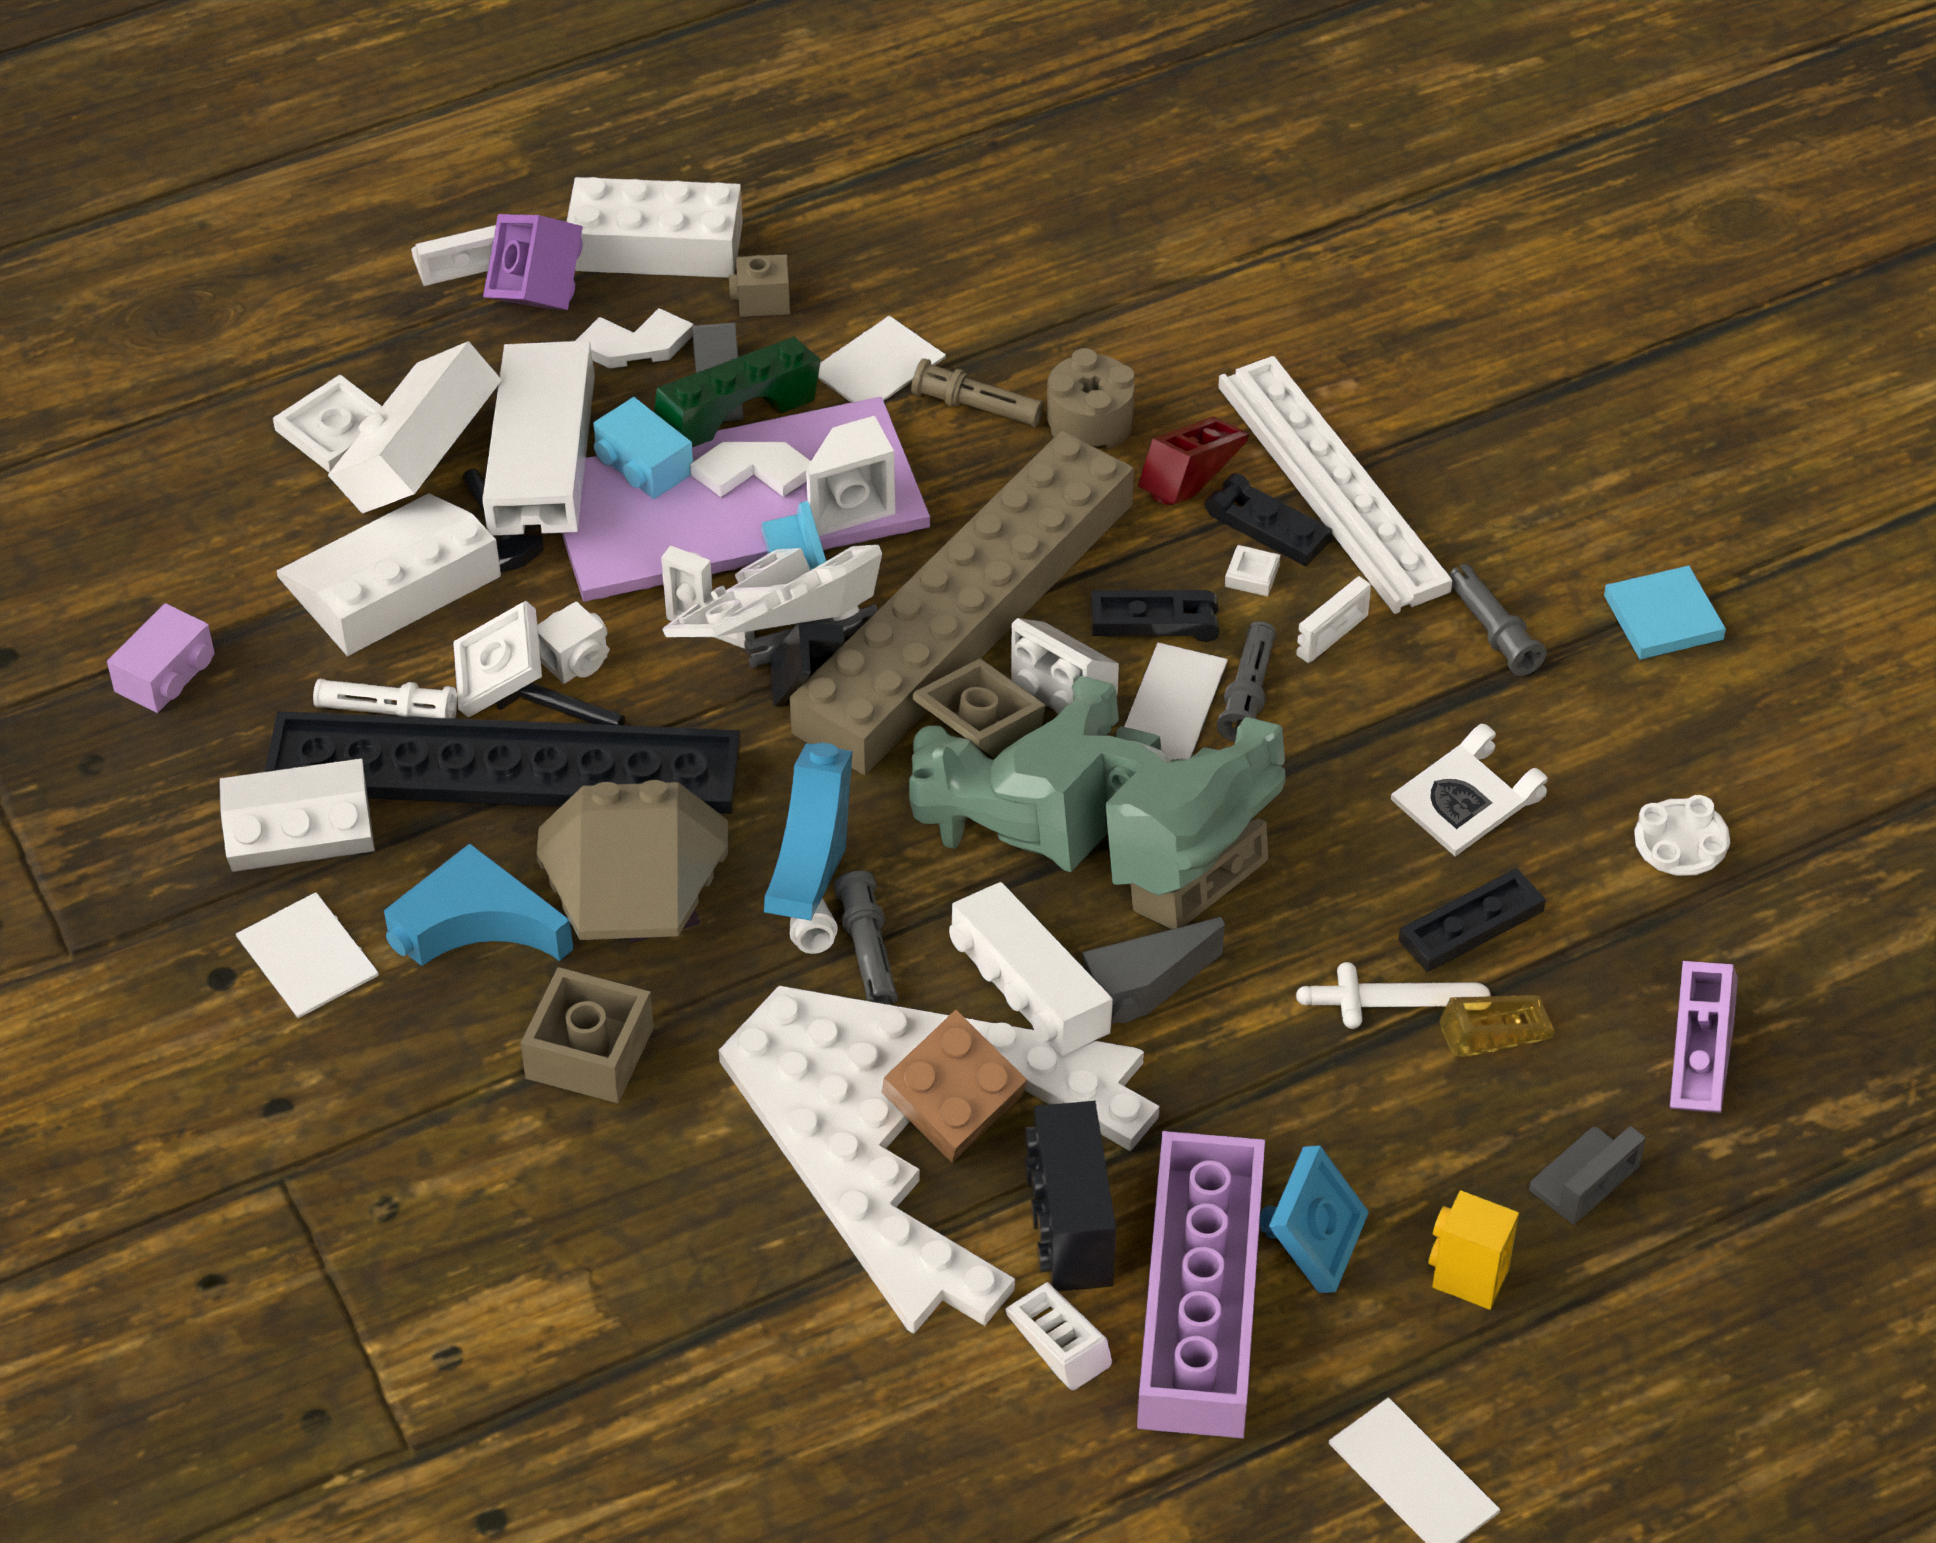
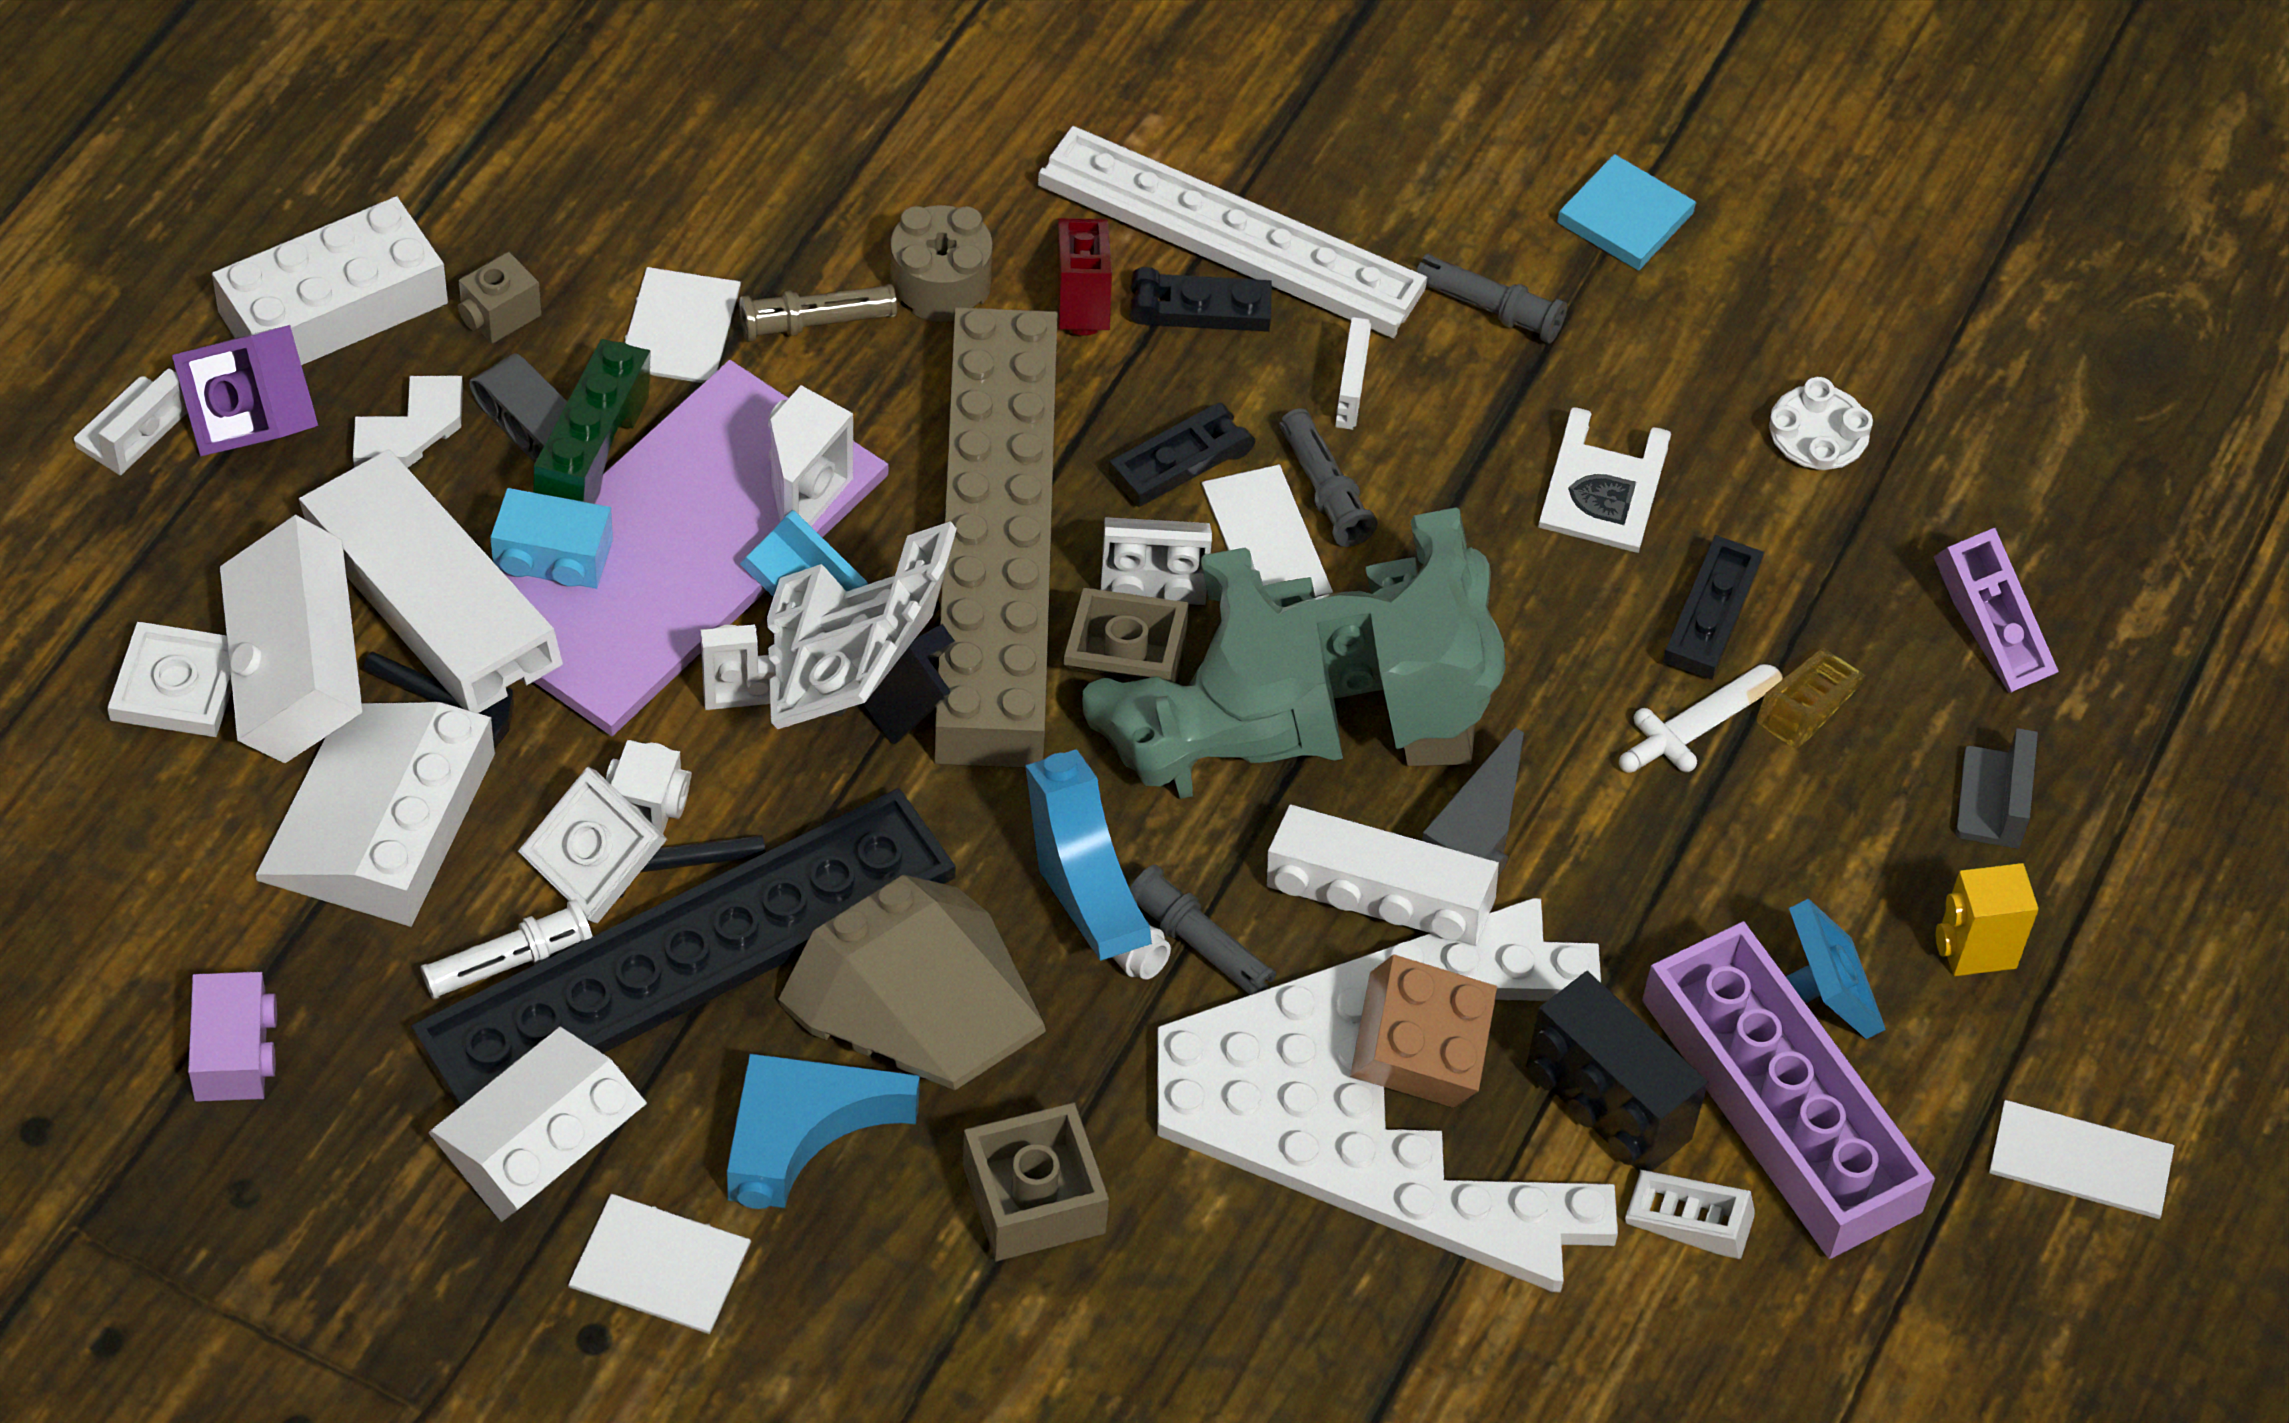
camera: 40 degrees left, 5 degrees up
(734, 462) = (688, 486): white tile -> none
(1252, 570) = (1228, 361): white tile -> none

